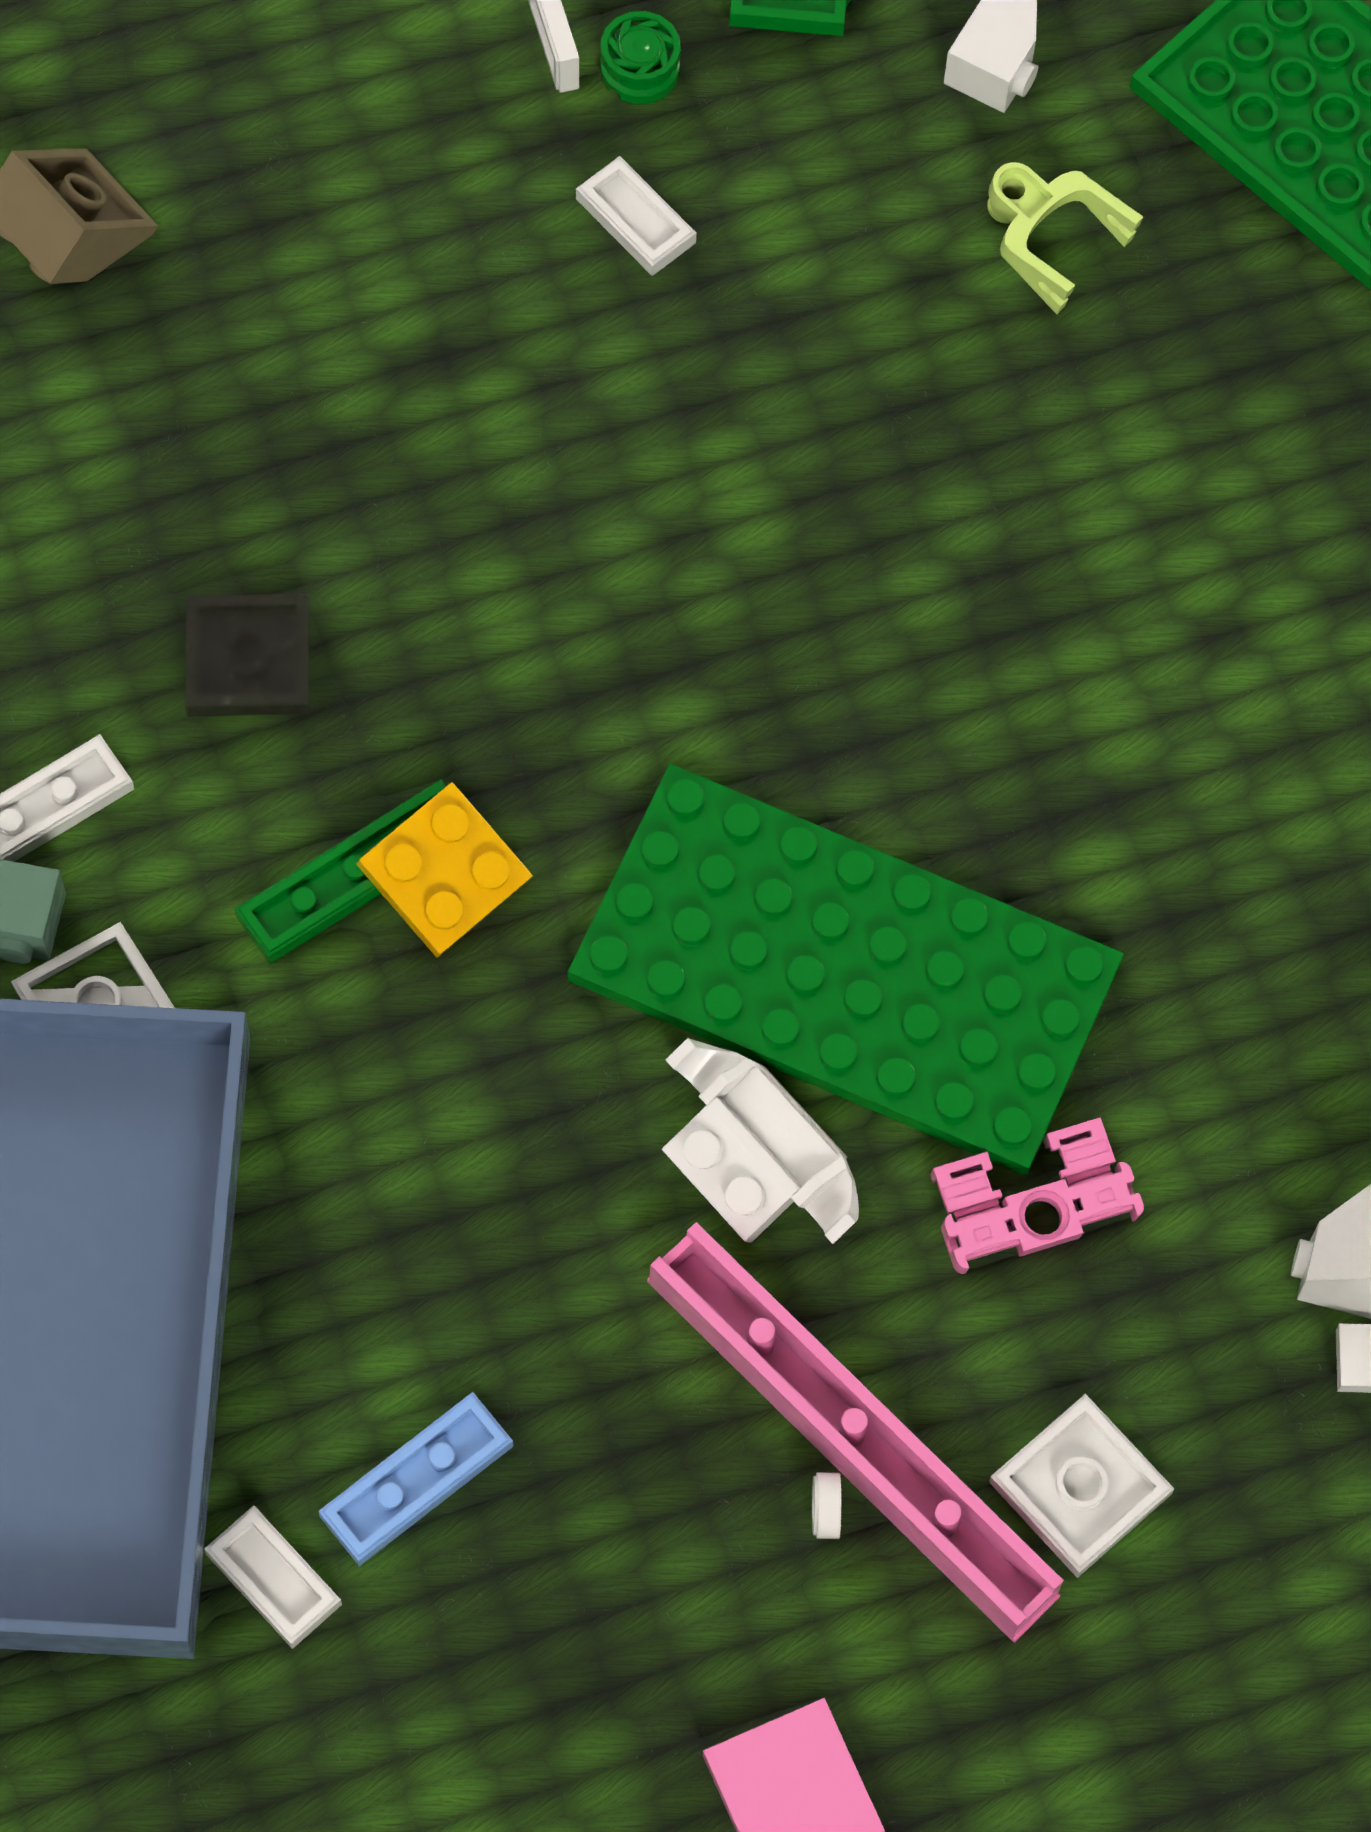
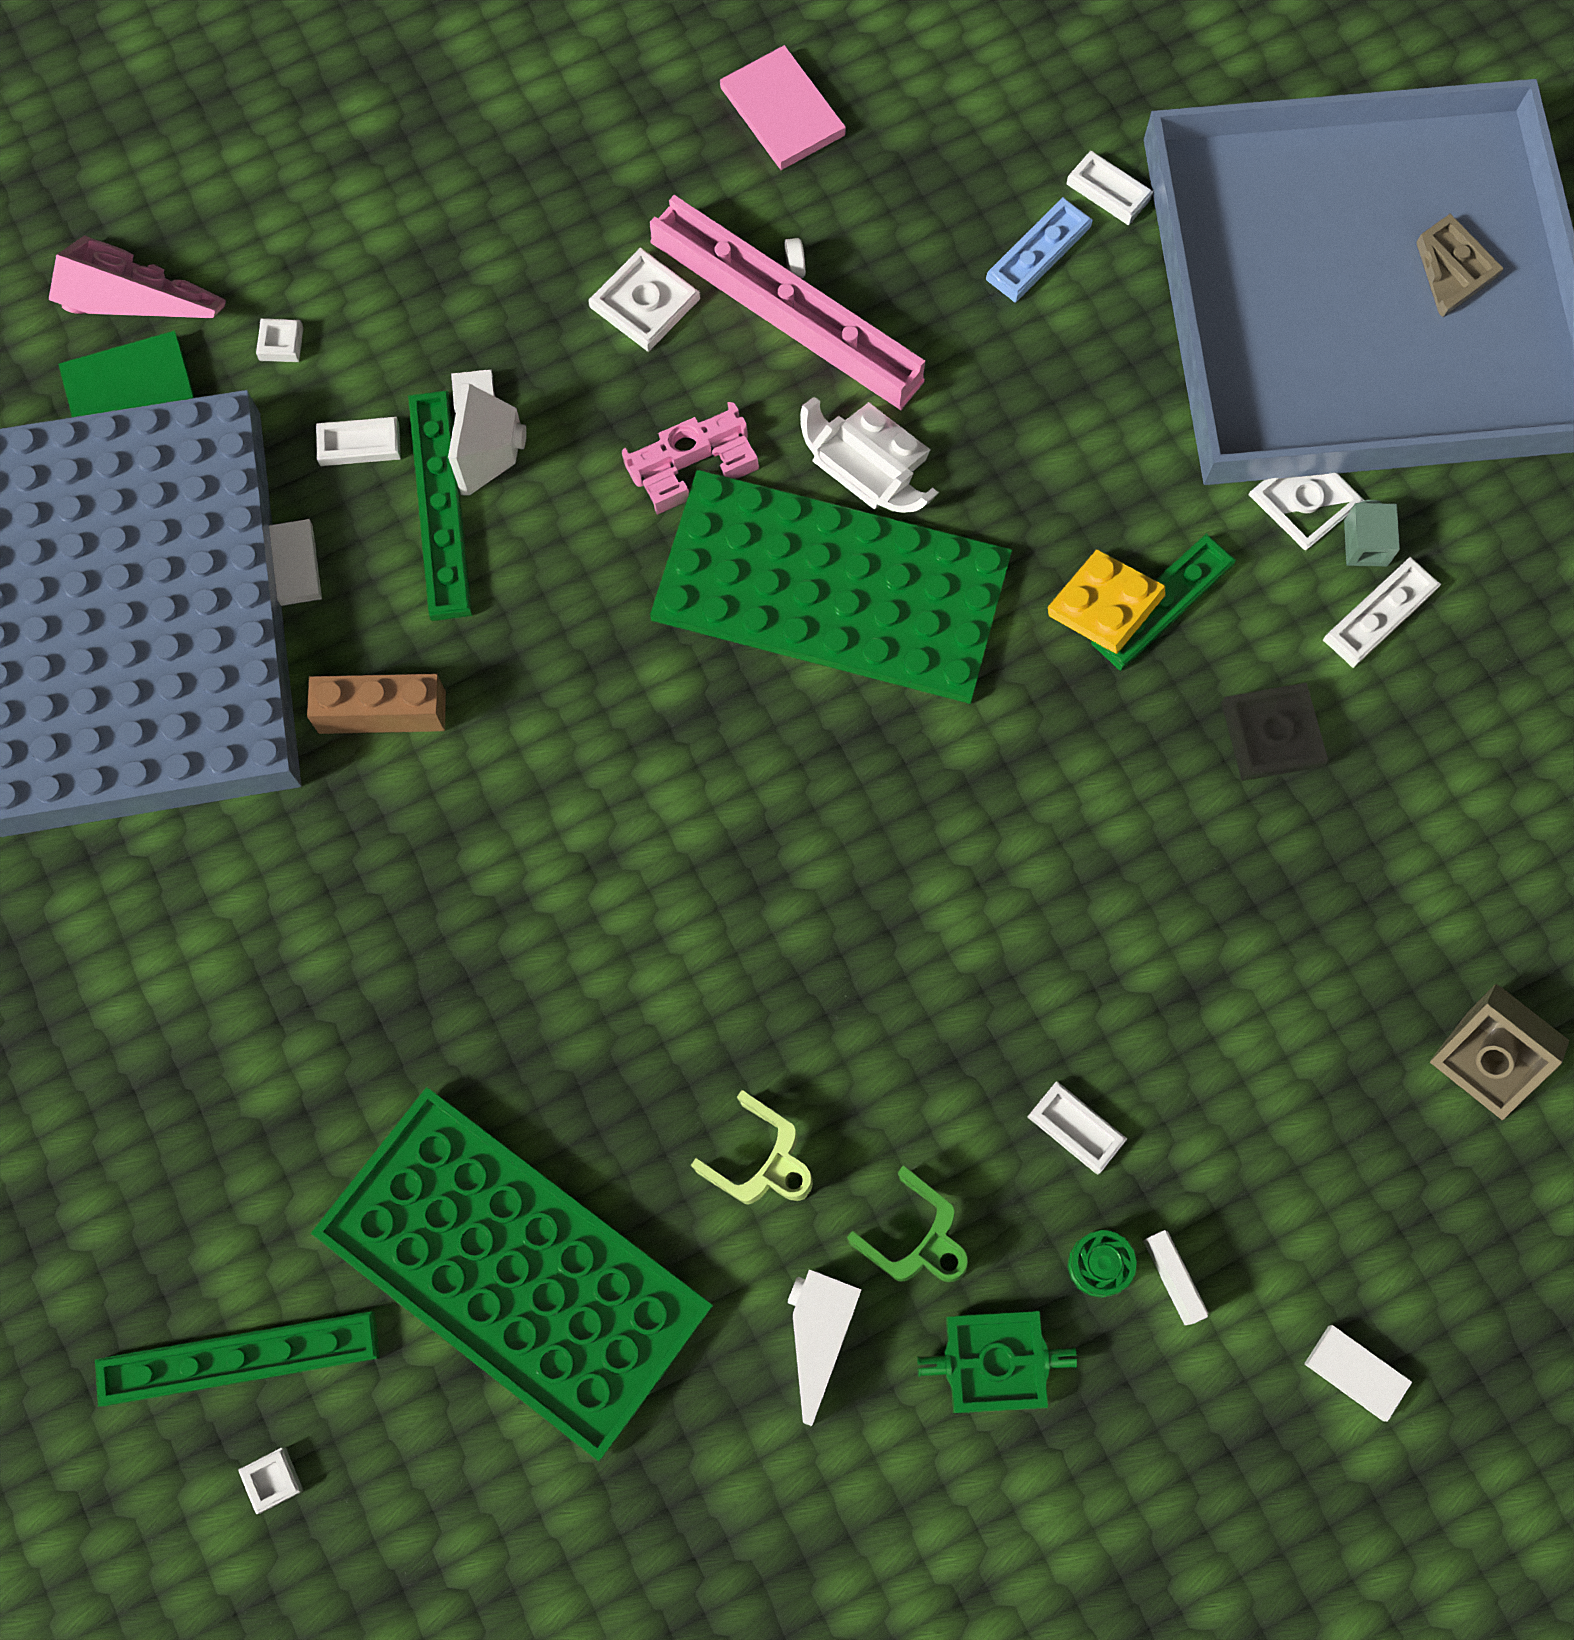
camera: 175 degrees right, 5 degrees up
(852, 90) = (933, 1247): none -> bright green piece

